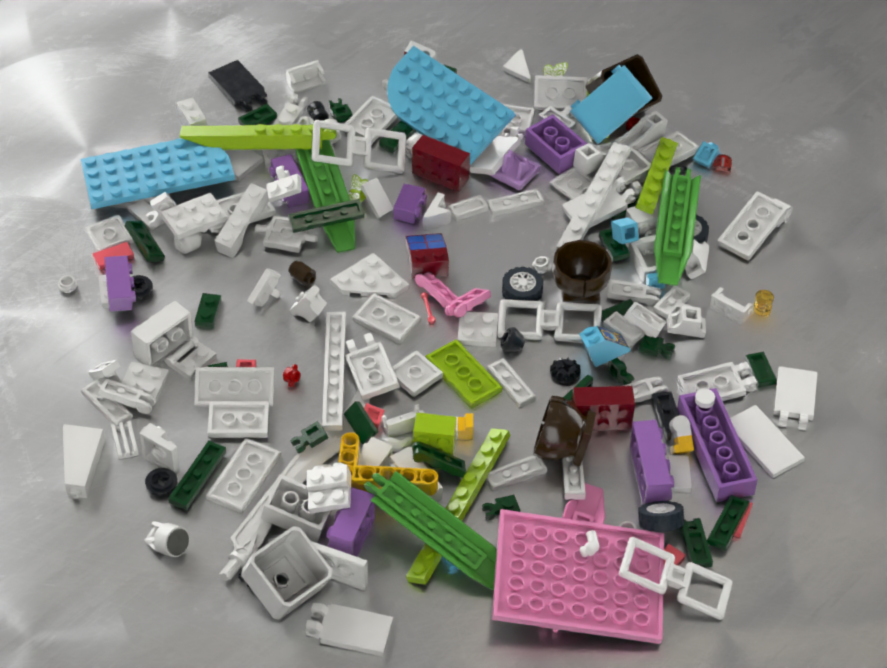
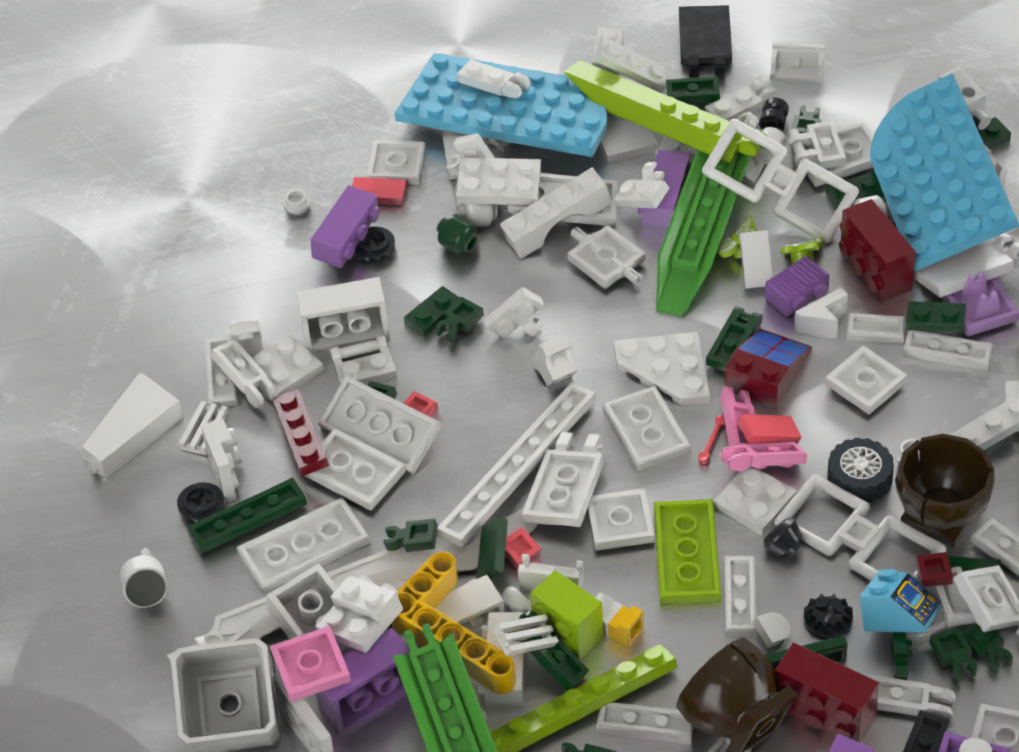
camera: 40 degrees right, 0 degrees up
(139, 158) = (493, 79): none -> white hinge
(144, 241) = (427, 188): dark green tile -> none
(187, 259) = (457, 234): none -> dark green head
(190, 413) = (300, 432): none -> plate
(213, 115) = (631, 64): none -> white plate
(229, 306) = (460, 315): none -> dark green plate
(291, 375) = (460, 438): red plate -> none
(302, 273) = (583, 316): dark brown brick -> none
(326, 215) = (666, 254): dark green plate -> none
(327, 527) = (310, 664): none -> bright pink plate
(364, 116) = (824, 142): none -> white plate
(396, 181) = (799, 250): none -> lime animal
(397, 248) = (735, 332): none -> dark green plate
(432, 449) = (536, 621): none -> white tile
(457, 287) = (769, 428): none -> coral tile
(486, 237) = (866, 379): none -> white plate
(499, 186) = (936, 316): none -> dark green plate
(543, 390) = (772, 628): none -> white tile
(606, 318) = (934, 569): none -> dark red tile
(643, 355) = (954, 650): none -> dark green plate

